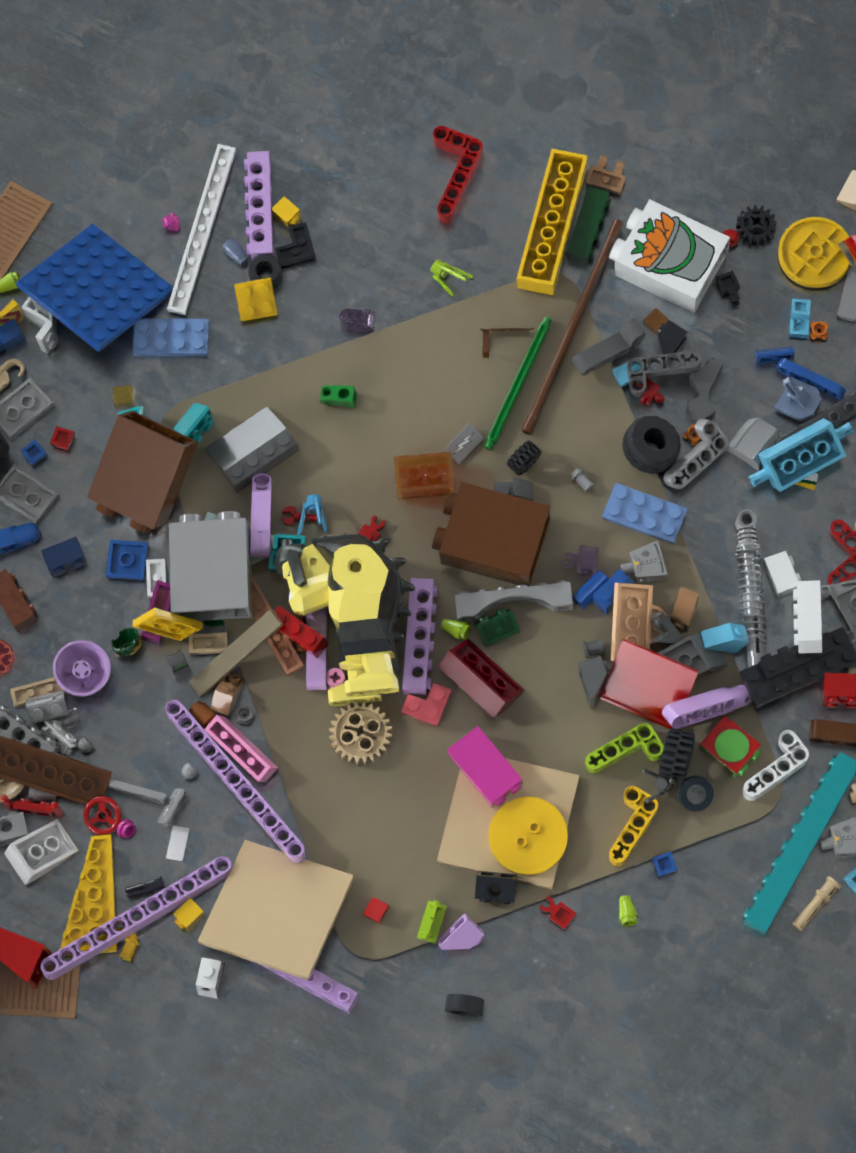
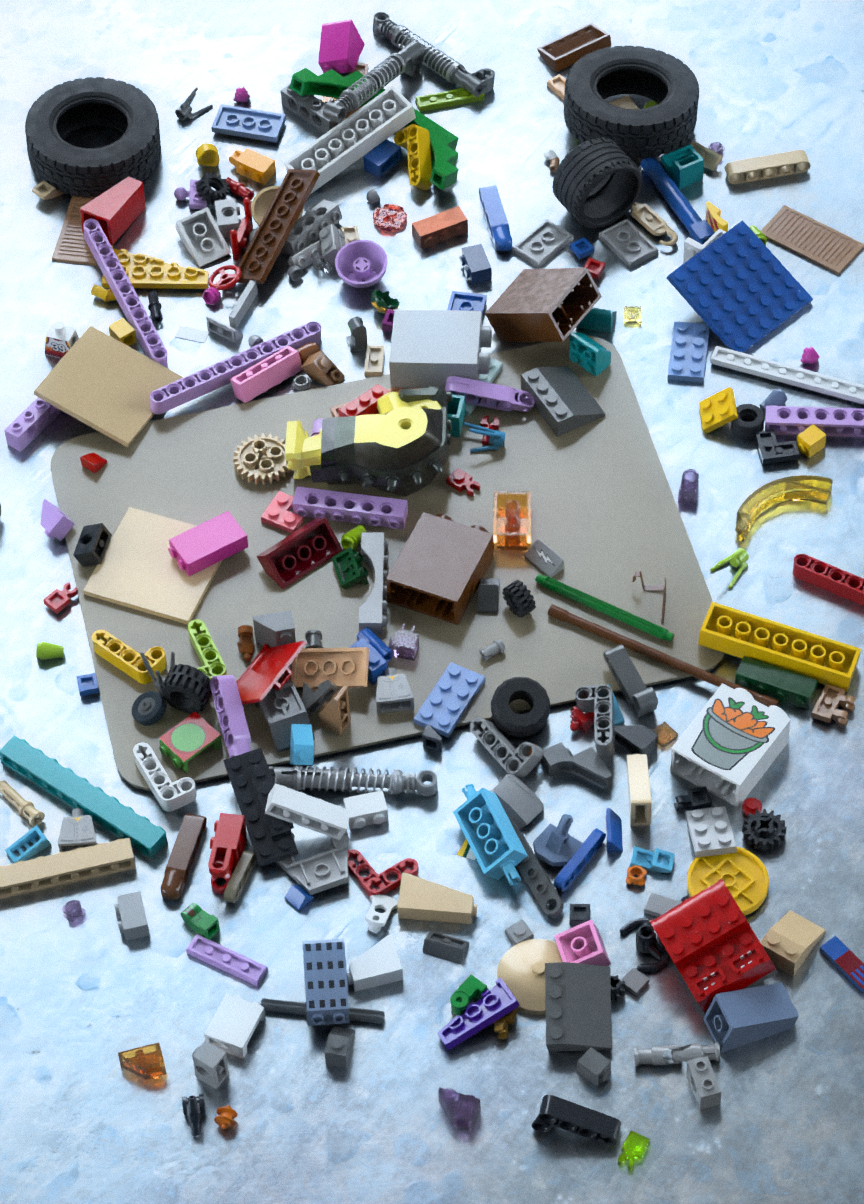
camera: 90 degrees right, 20 degrees down
(167, 624) = (389, 318): yellow tile -> none
(236, 653) = (355, 368): dark tan tile -> none
(339, 395) = (606, 466): green leg -> none
(360, 247) = (777, 492): none -> clear yellow arch
(432, 921) = (72, 499): lime hinge -> none
(528, 836) = (135, 574): yellow plate -> none
(602, 713) = (245, 645): none -> dark orange piece
(691, 525) = (431, 739): none -> black slope
(728, 332) = (638, 790): none -> slope
(765, 269) = (711, 831): none -> light grey plate

